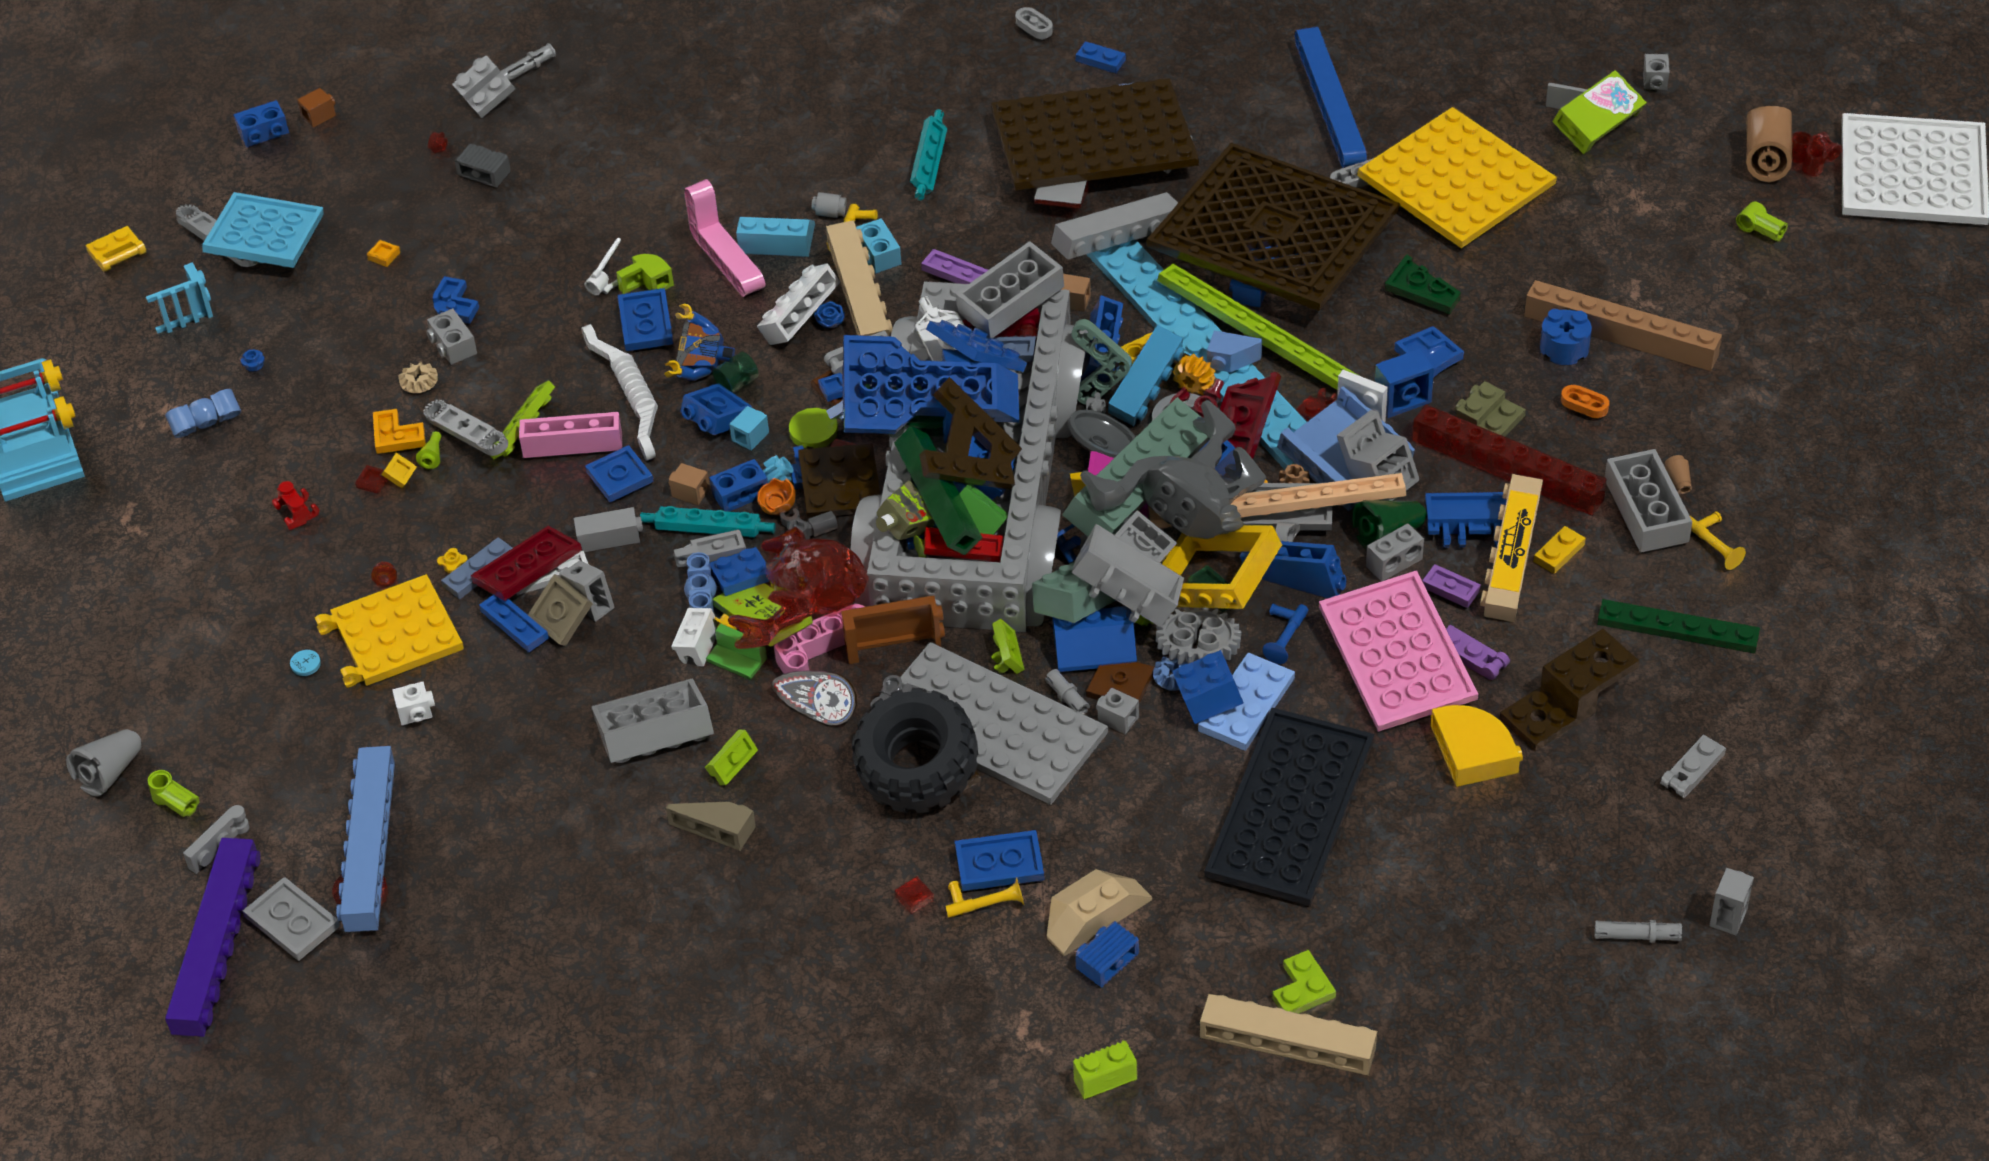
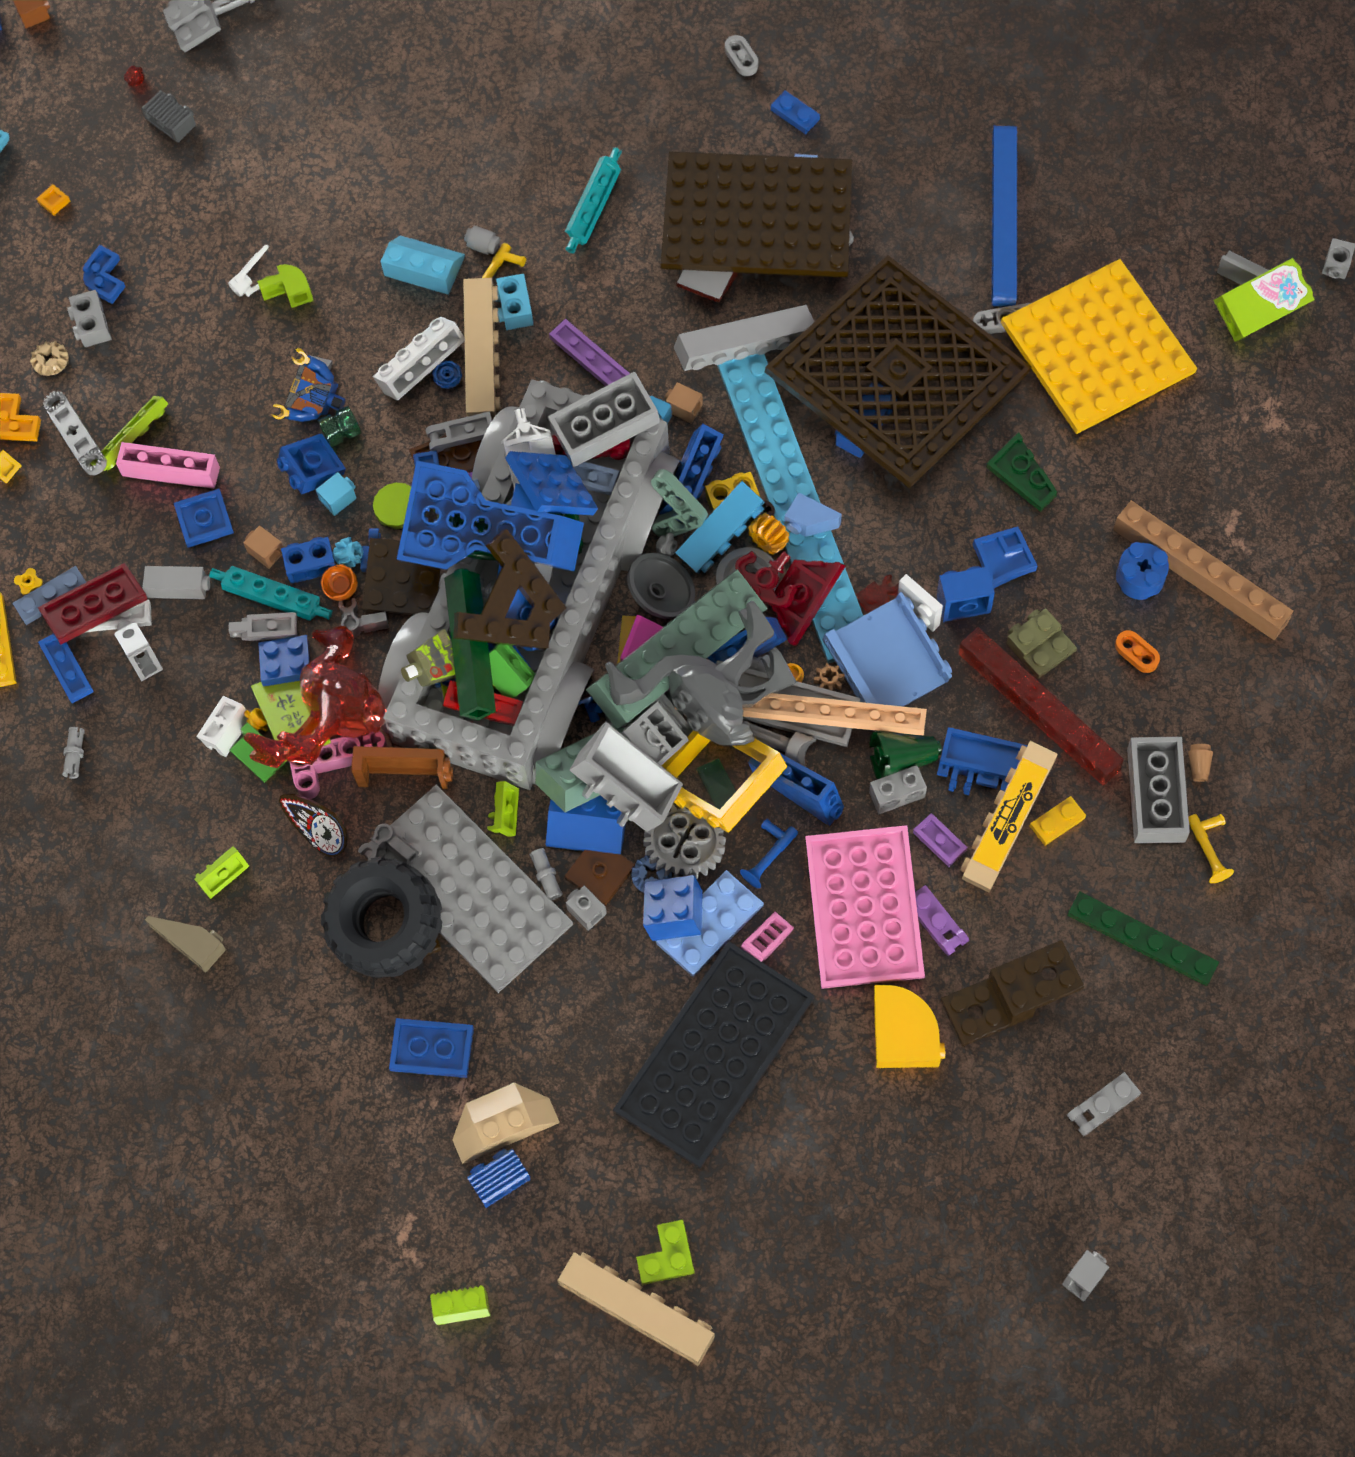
camera: 15 degrees right, 20 degrees up
(429, 455) = (36, 454): lime cone -> none
(543, 690) = (73, 752): none -> light grey pin
(560, 609) = (107, 668): dark tan plate -> none
(632, 385) = (242, 421): white piece -> none
(645, 319) = (273, 339): blue plate -> none
(653, 720) = (161, 810): light grey slope -> none
(700, 585) = (242, 660): medium blue piece -> none
(717, 242) = (366, 267): bright pink beam -> none
(914, 895) = (346, 1064): clear red plate -> none
(964, 906) = (384, 1089): yellow piece -> none
(1027, 331) = (613, 462): clear red plate -> none
(1252, 325) = (848, 492): lime plate -> none
(1306, 702) = (759, 951): none -> bright pink slope
(1376, 453) = (912, 676): light grey bracket -> none
(1638, 930) = (992, 1277): light grey pin -> none

